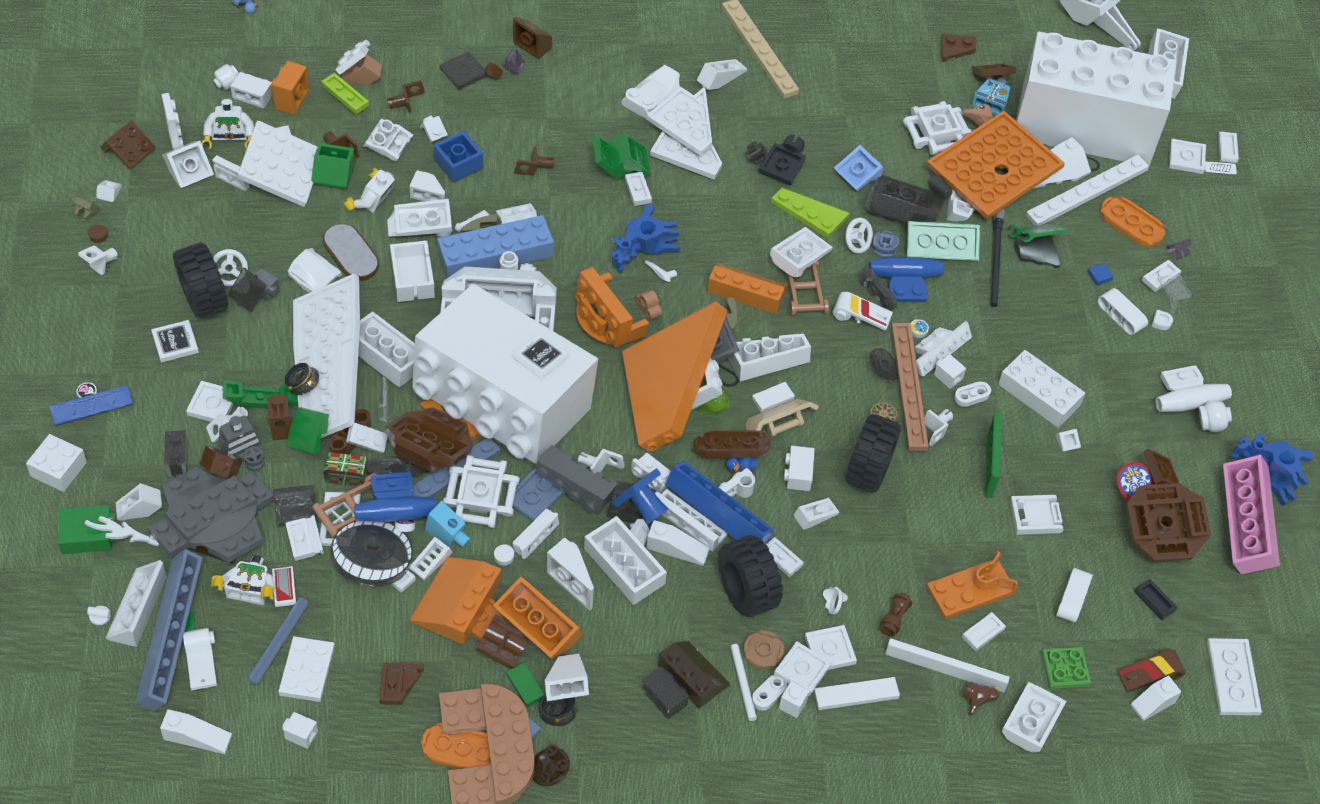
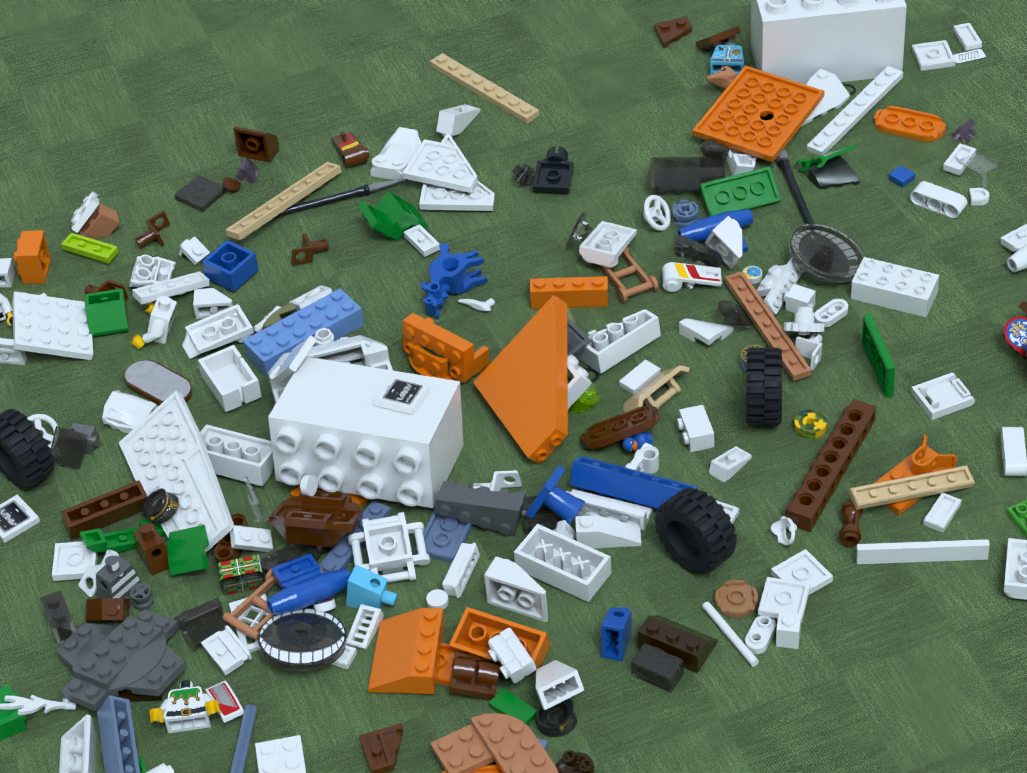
camera: 10 degrees left, 10 degrees down
(139, 503) = (38, 674): white slope -> none
(254, 363) = (104, 509): none -> reddish brown brick
(397, 160) = (170, 287): none -> white plate
(434, 406) = (308, 485): none -> white tile
(464, 282) = (294, 360): none -> white tile
(531, 105) = (283, 201): none -> tan plate
(539, 638) = (512, 656): none -> white brick
(575, 116) = (359, 191): none -> black piece
(613, 70) = (351, 149): none -> reddish brown door
(645, 465) = (542, 473): white bracket -> none
(648, 640) = (616, 623): none -> blue torso
(649, 304) = (479, 334): nougat piece -> none
(783, 224) = (574, 235): none -> clear smoke shield
(813, 213) = (611, 210): lime wing -> none
(850, 371) = (703, 331): none -> white slope
(856, 693) = (846, 606): white tile -> none
(859, 168) = (630, 156): light blue slope -> none
(860, 592) = (831, 465): none -> reddish brown brick
(905, 492) = (810, 424): none -> piece
(906, 290) = (727, 241): none -> white slope
(938, 125) = (687, 98): white brick -> none
(941, 397) = (804, 322): none -> white plant
(964, 599) = (911, 487): none -> tan tile
(979, 695) = (966, 567): reddish brown animal -> none
(992, 332) = (825, 253): none -> clear smoke dish
(1068, 440) = (941, 323): white slope -> none

